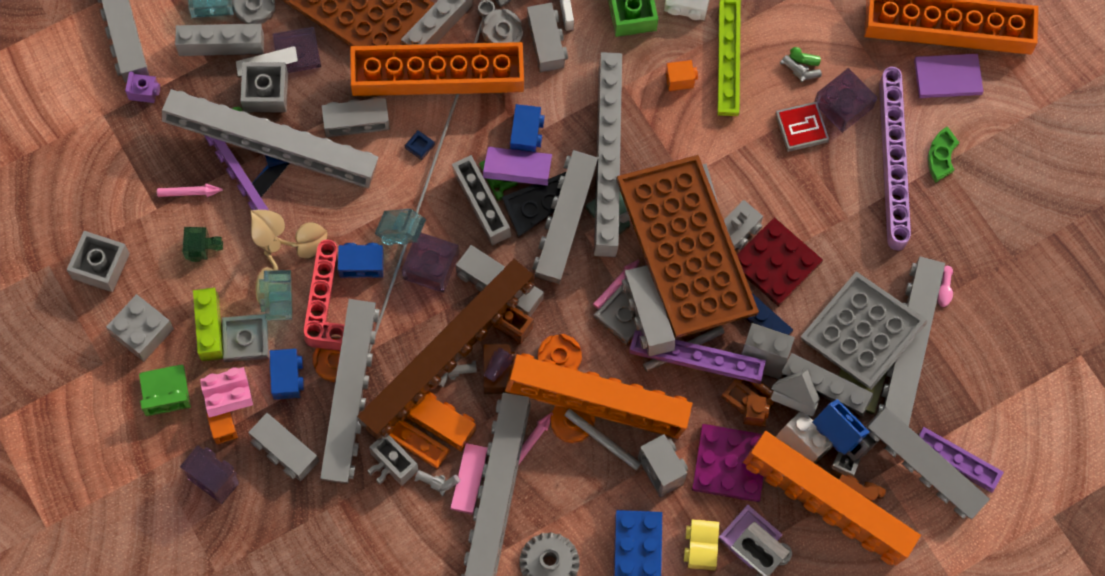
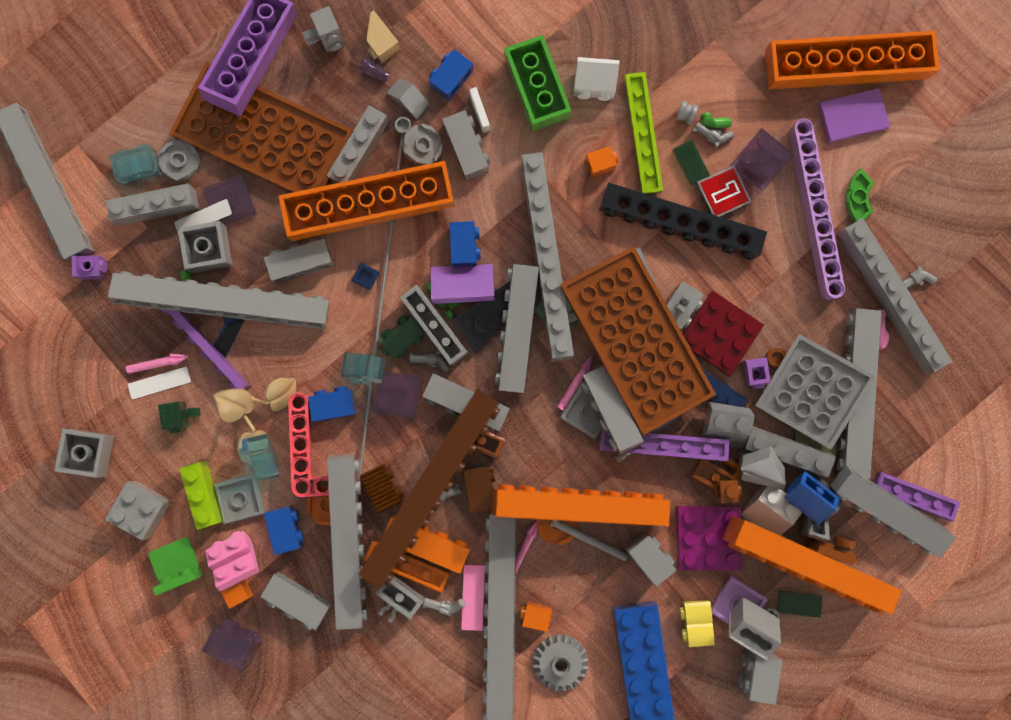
camera: 10 degrees left, 15 degrees up
(186, 211) = (159, 383): none -> white sticker
(395, 349) = (382, 488): none -> reddish brown brick
(439, 208) = (397, 340): none -> clear green brick
(471, 235) = (431, 359): none -> light grey piece
(498, 364) = (481, 489): cone -> none
(532, 507) = (535, 616): none -> orange brick
(562, 350) = (535, 463): orange tile -> none
(766, 143) = (753, 237): none -> black brick
(773, 92) = (691, 162): none -> clear green tile
(776, 43) = (687, 112): none -> light grey wheel
(807, 297) = (761, 367): none -> medium lavender brick
(815, 546) = (799, 603): none -> clear green tile
(828, 293) = (775, 357): none -> dark orange tile
(962, 254) = (894, 297): none -> light grey brick
(989, 241) = (918, 277): none -> light grey piece

